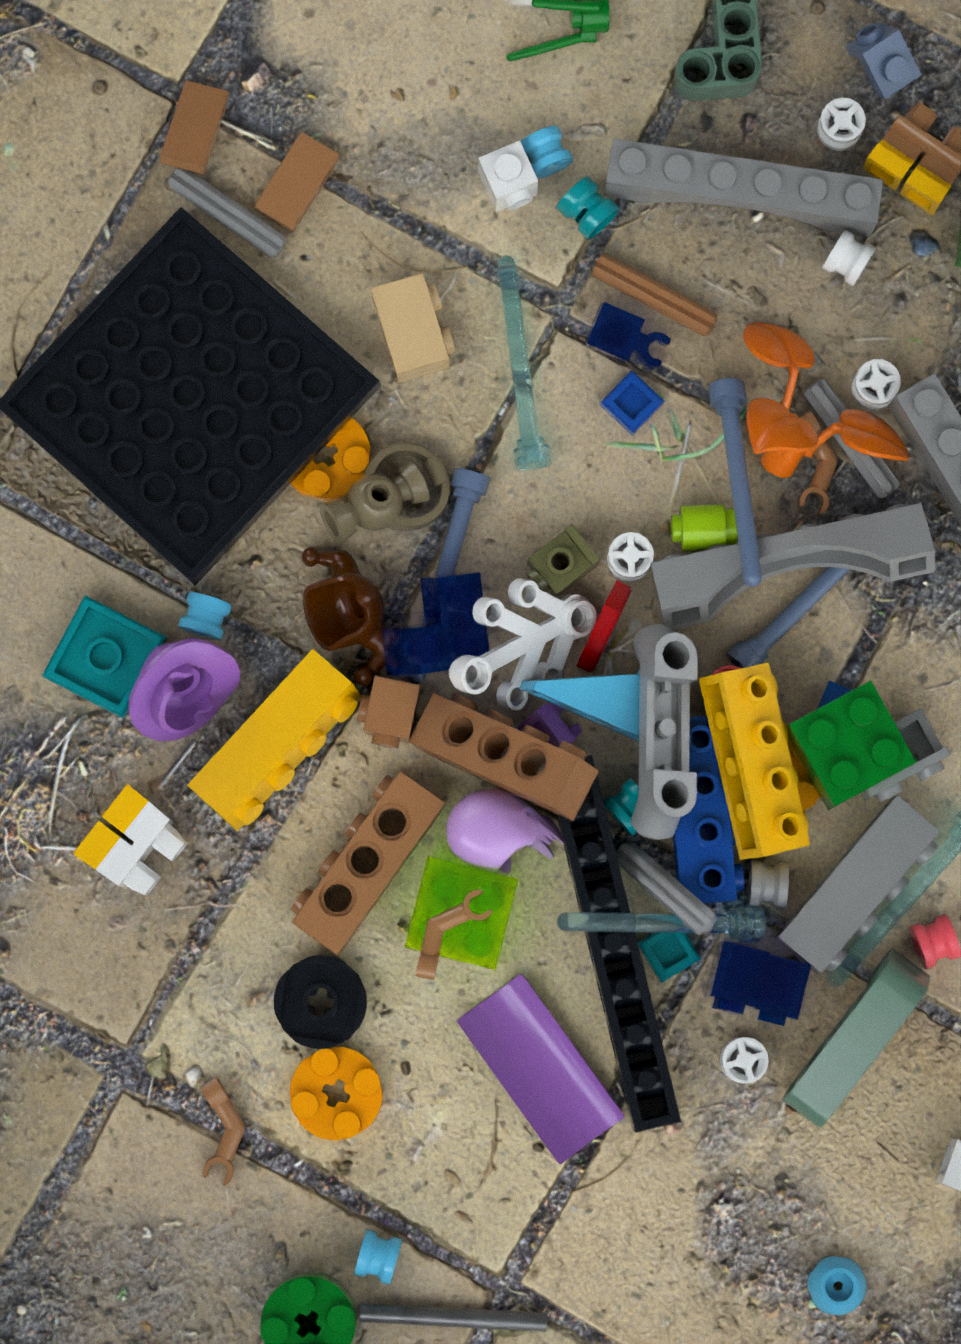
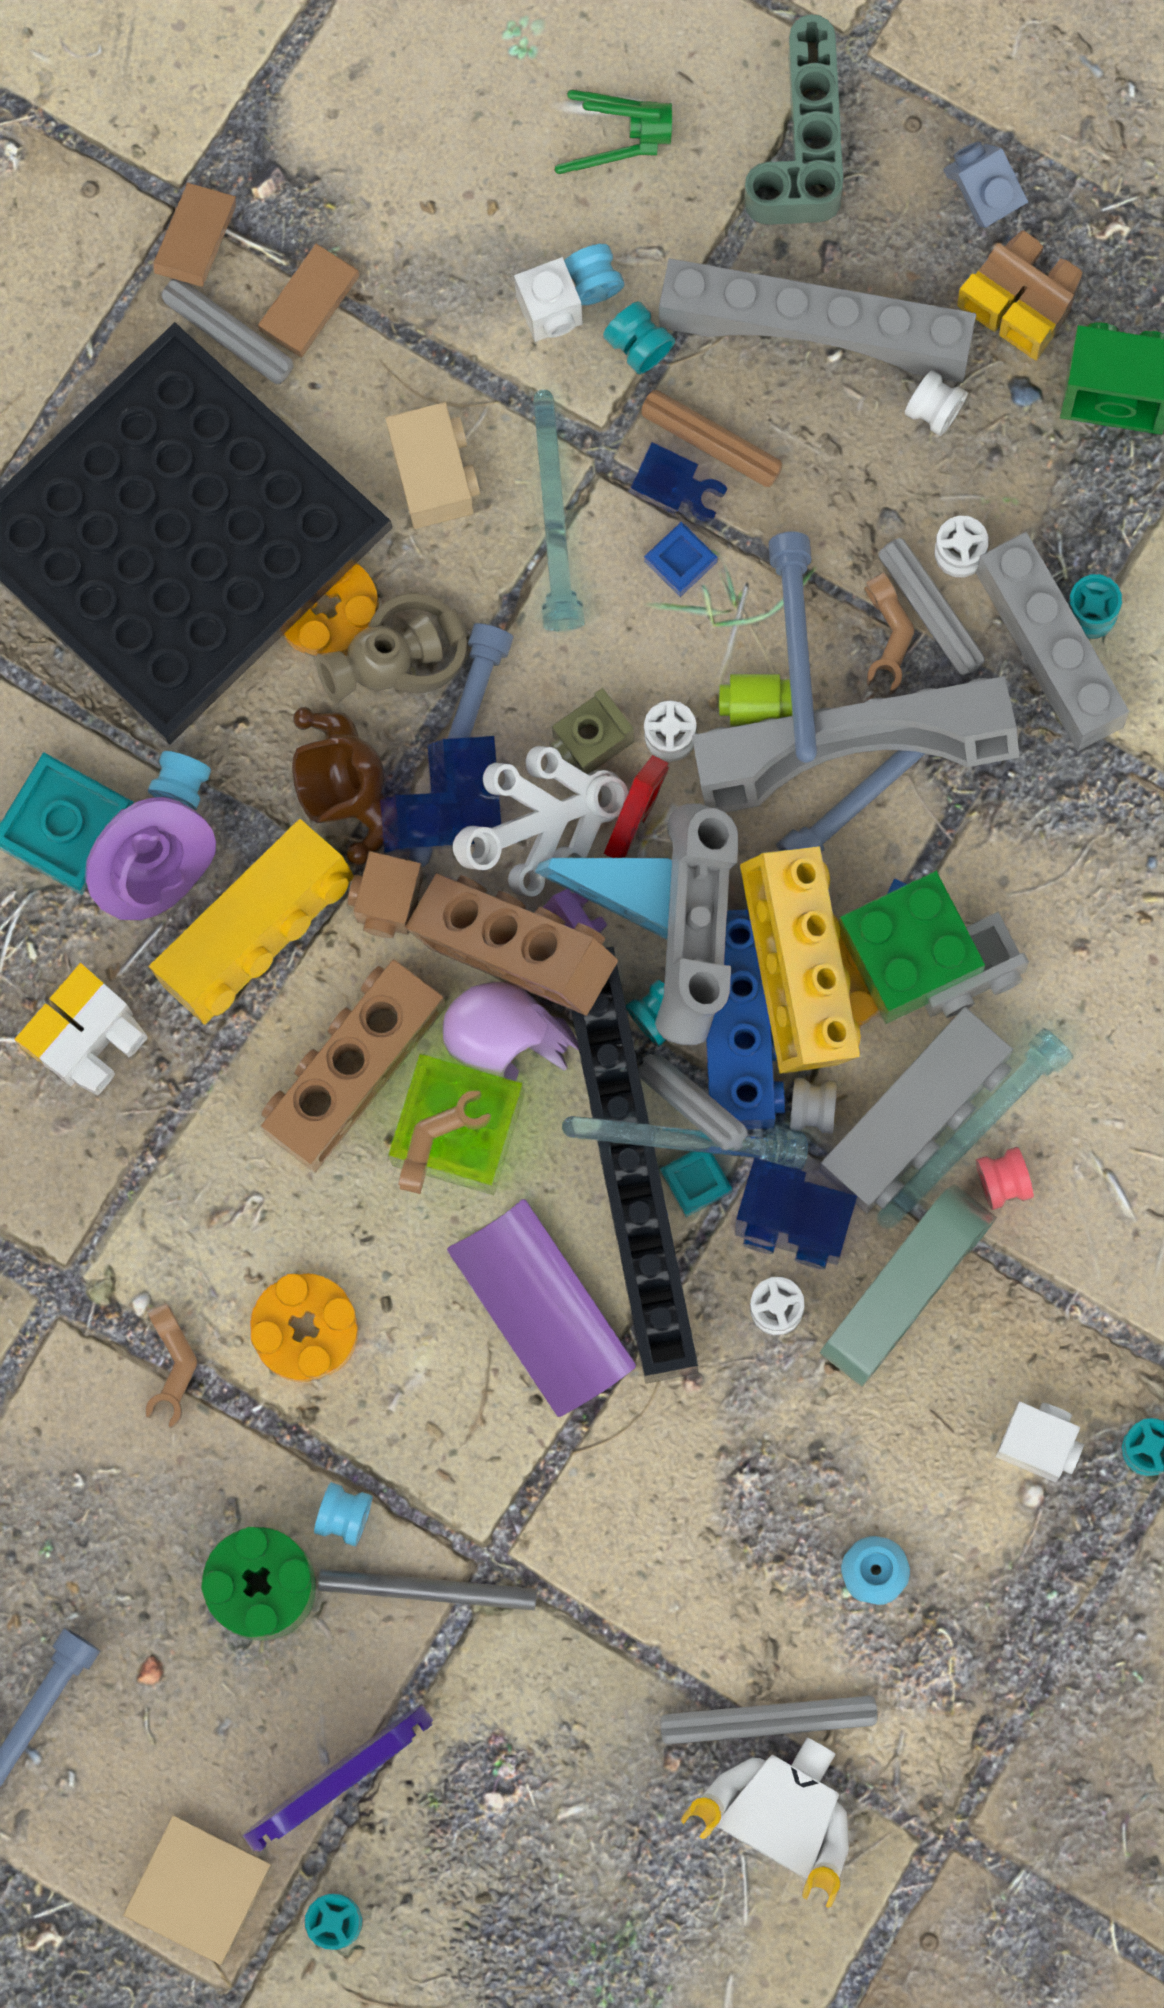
camera: 10 degrees right, 5 degrees down
(299, 1018) = (272, 1197): black plate -> none
(784, 435) = (834, 577): orange plant -> none
(846, 115) = (933, 242): white wheel -> none

